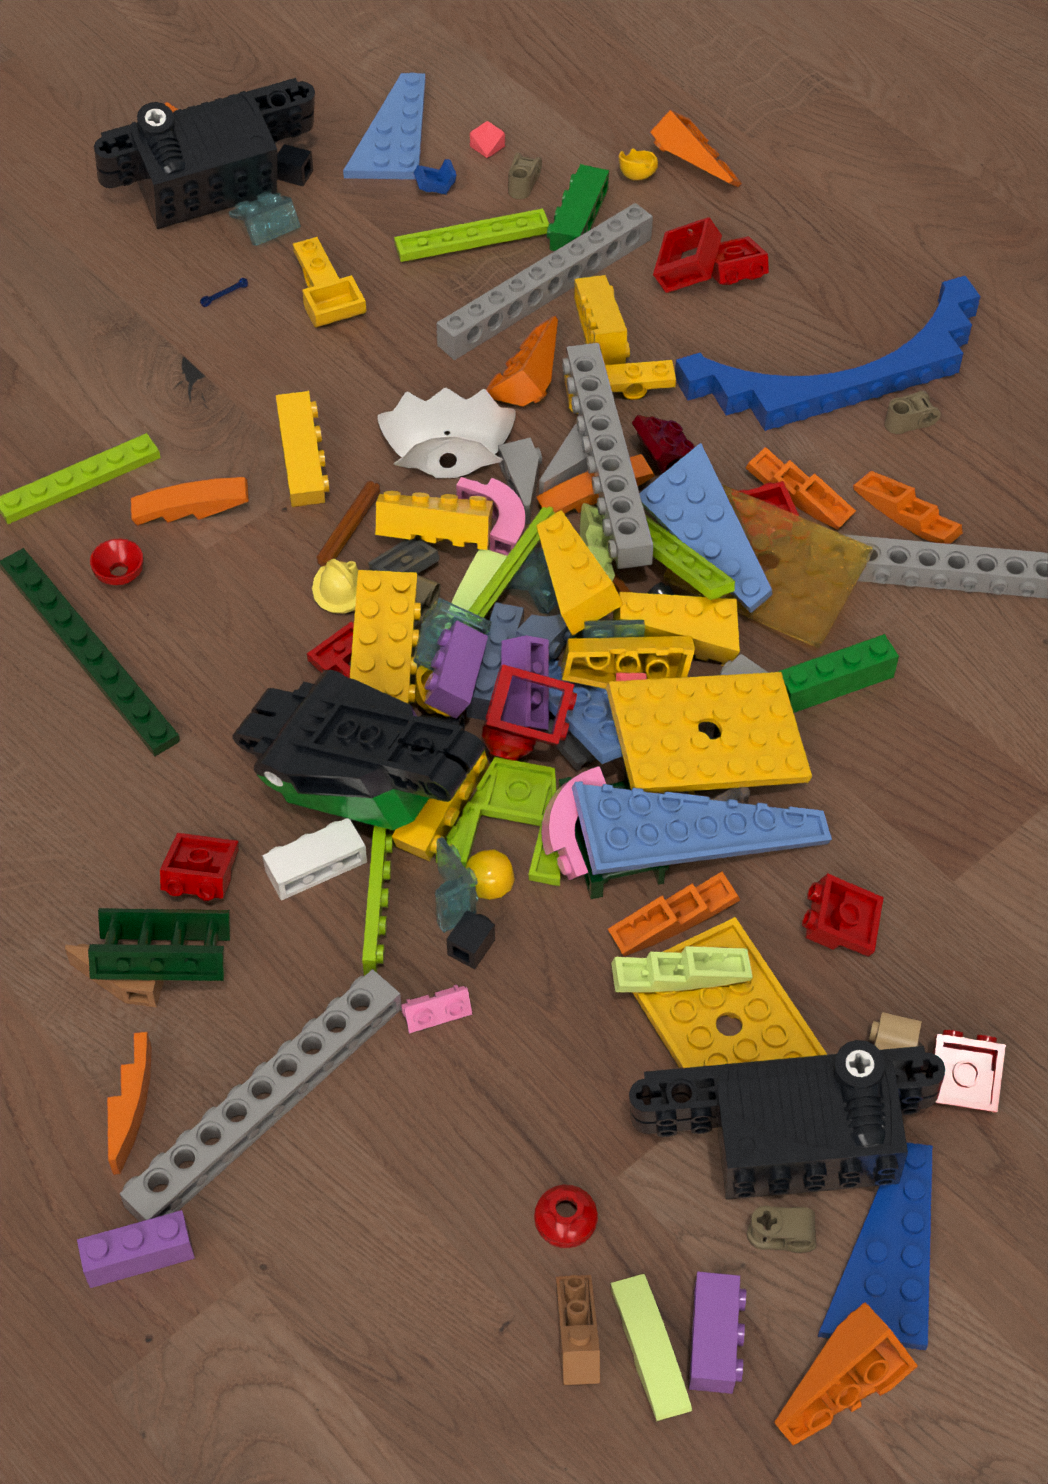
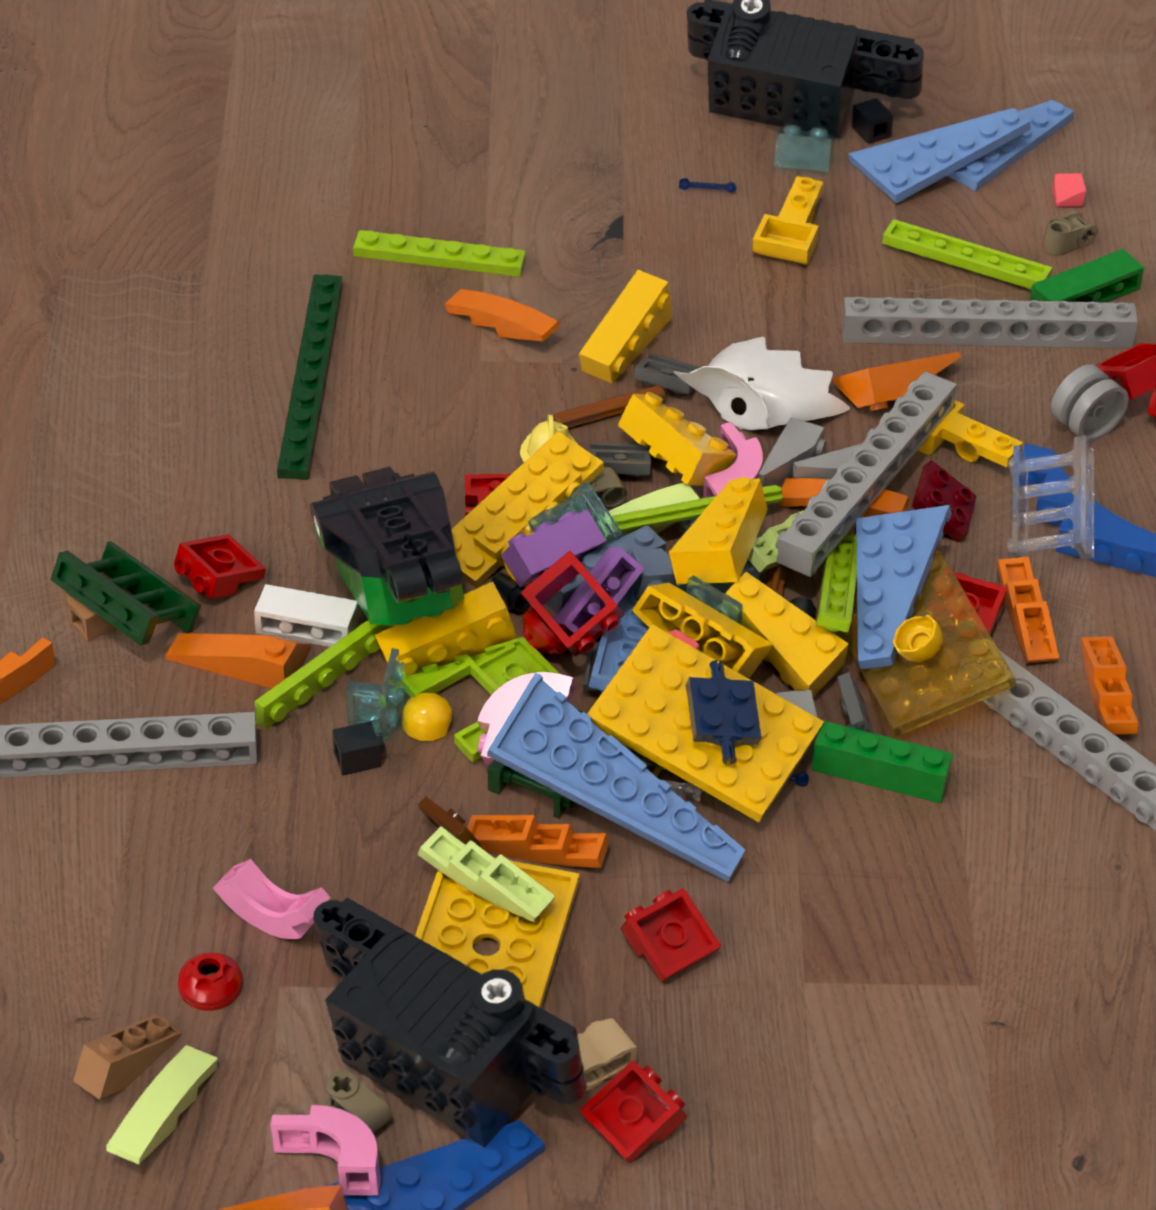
camera: 40 degrees right, 10 degrees down
(116, 554) = (396, 319): red piece -> none
(303, 923) = (249, 658): none -> orange wedge
(364, 467) = (659, 371): none -> dark grey plate
(365, 173) = (922, 159): none -> medium blue wing
(434, 179) = (983, 195): blue bracket -> none
(442, 1008) = (277, 777): bright pink hinge -> none
(553, 1120) = (265, 904): none -> bright pink arch
(601, 318) = (998, 378): yellow wedge -> none
(607, 948) = (448, 820): none -> reddish brown plate
(681, 299) = (1089, 402): none -> light grey wheel
(716, 1333) = (219, 1133): medium lavender brick -> none
(724, 715) = (723, 711): none -> dark blue plate
(759, 367) = (1080, 511): none -> clear fence
(775, 643) = (854, 704): none -> dark grey plate
(783, 561) = (918, 638): none -> yellow hair
(812, 1261) = (336, 1135): none -> bright pink arch

